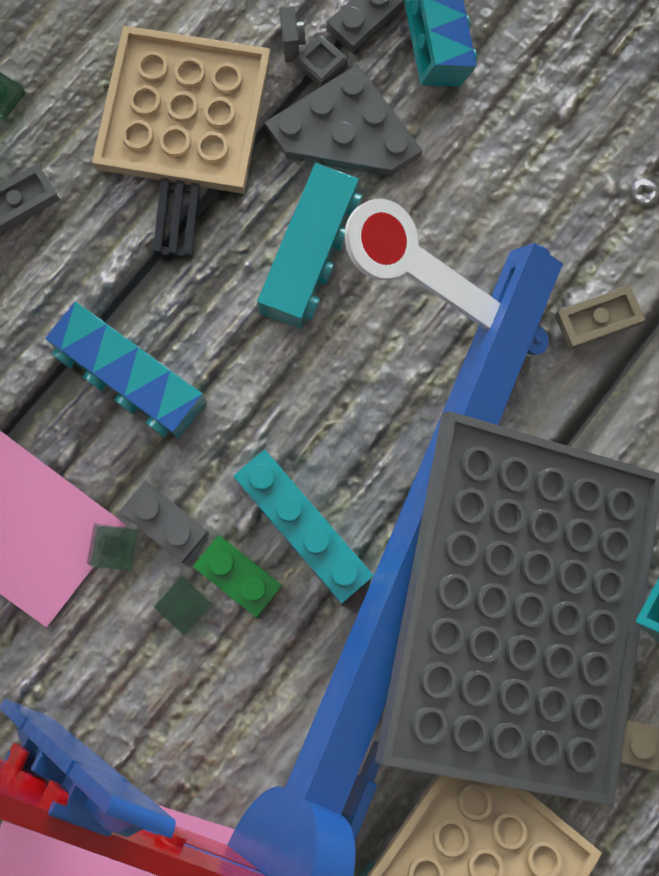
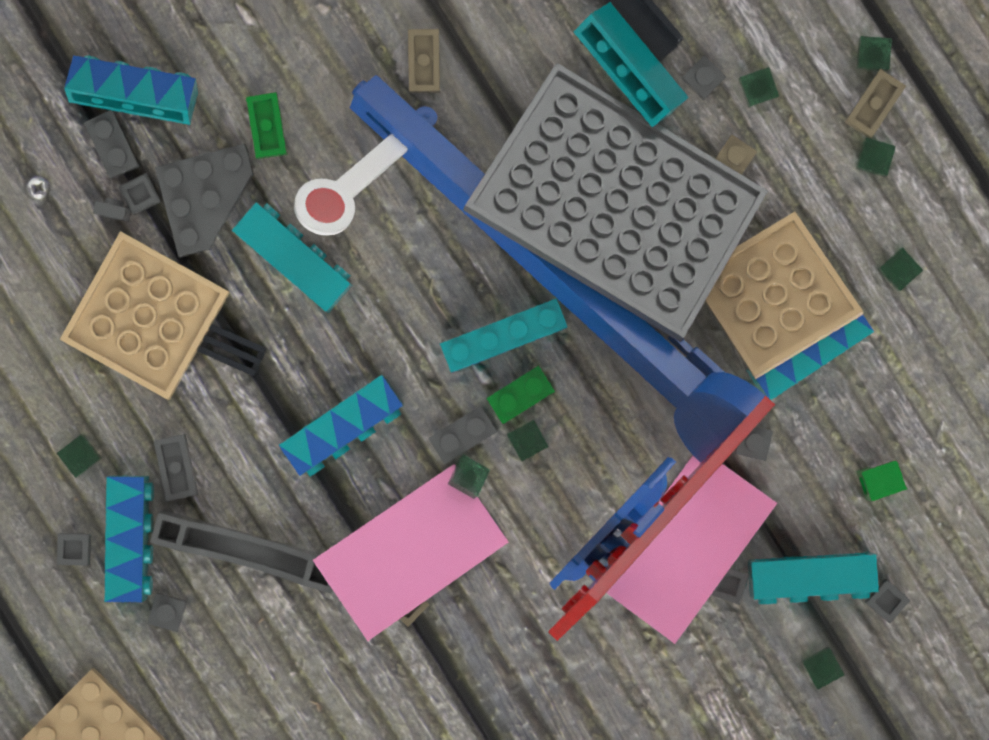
camera: 70 degrees left, 10 degrees up
(452, 167) = (266, 125): none -> green plate

